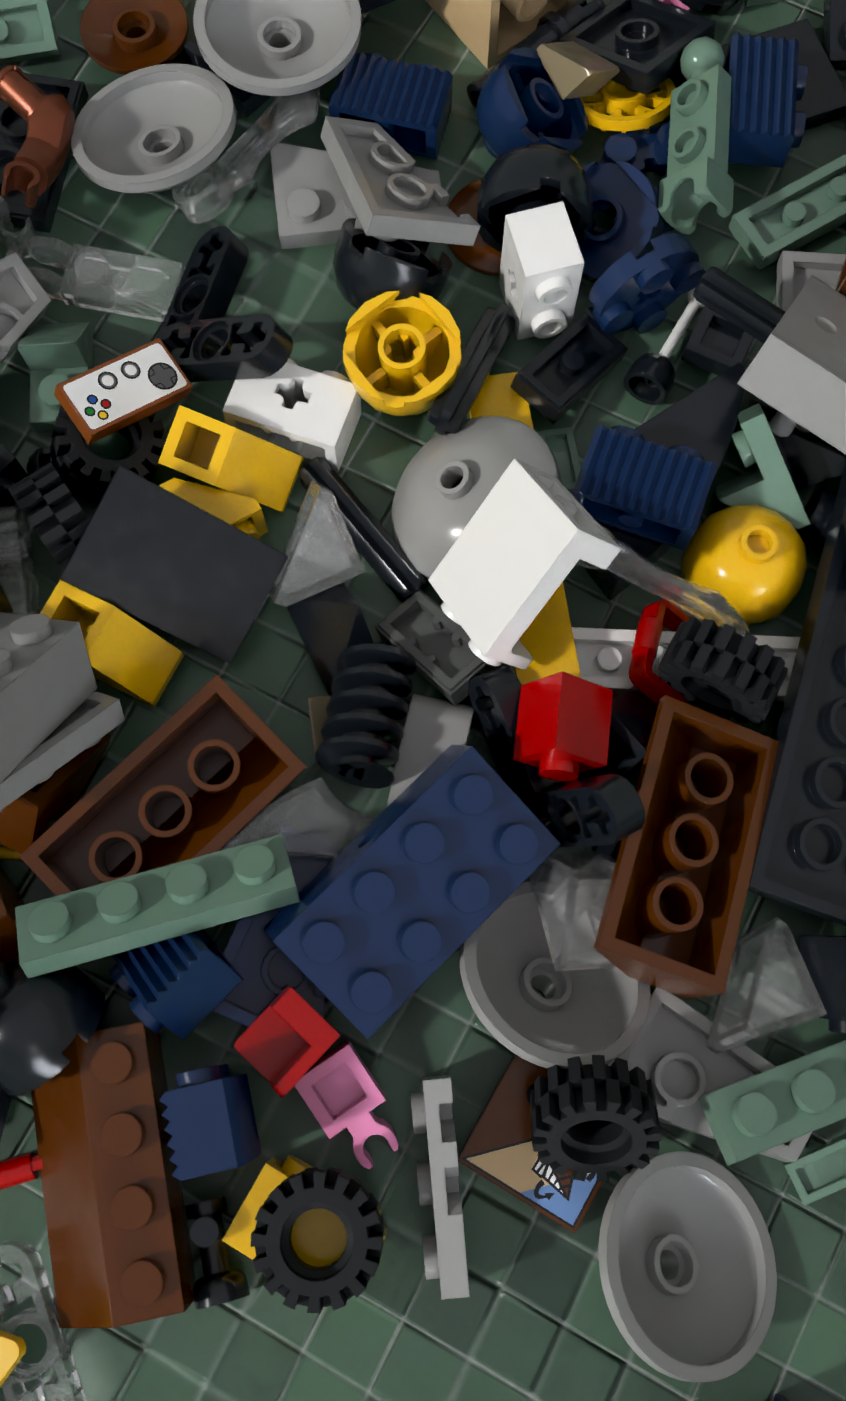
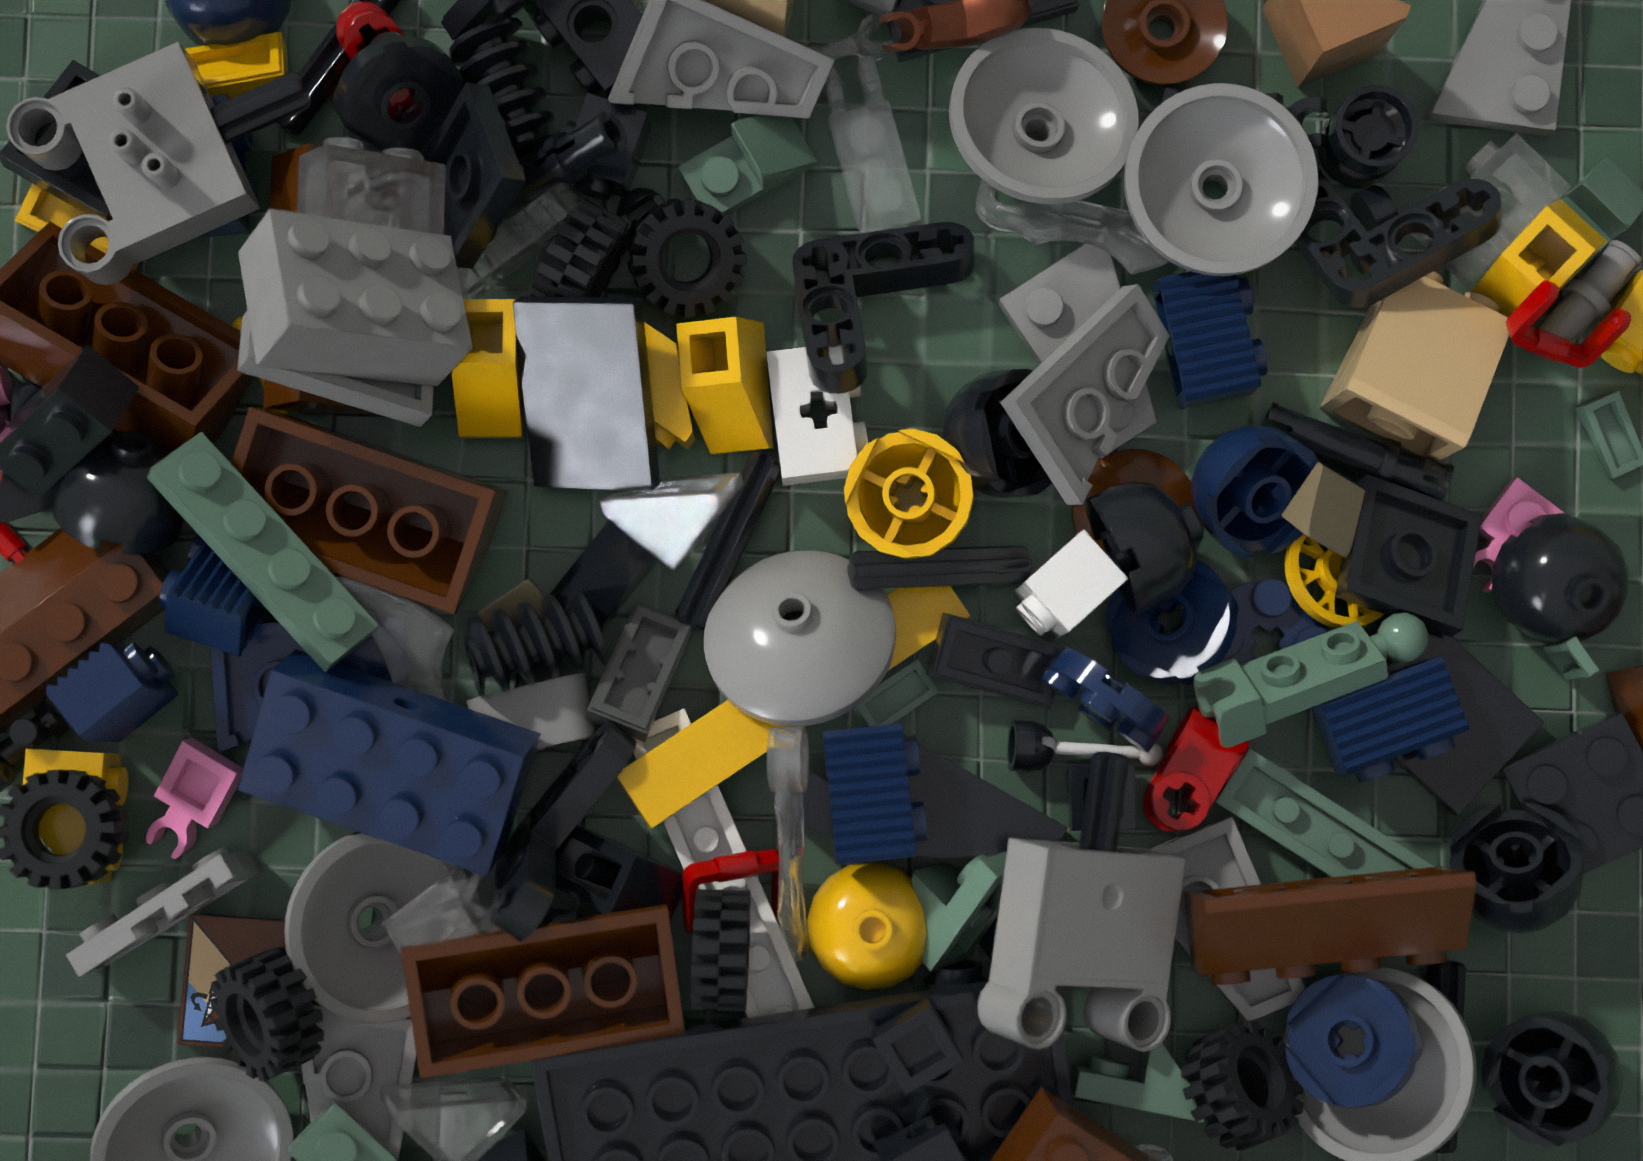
camera: 60 degrees right, 10 degrees up
(123, 390) = (735, 250): tile -> none
(286, 1040) = (214, 719): red panel -> none
(515, 560) = (728, 713): white panel -> none
(563, 726) = (593, 829): red brick -> none
(737, 252) = (1195, 765): none -> red piece

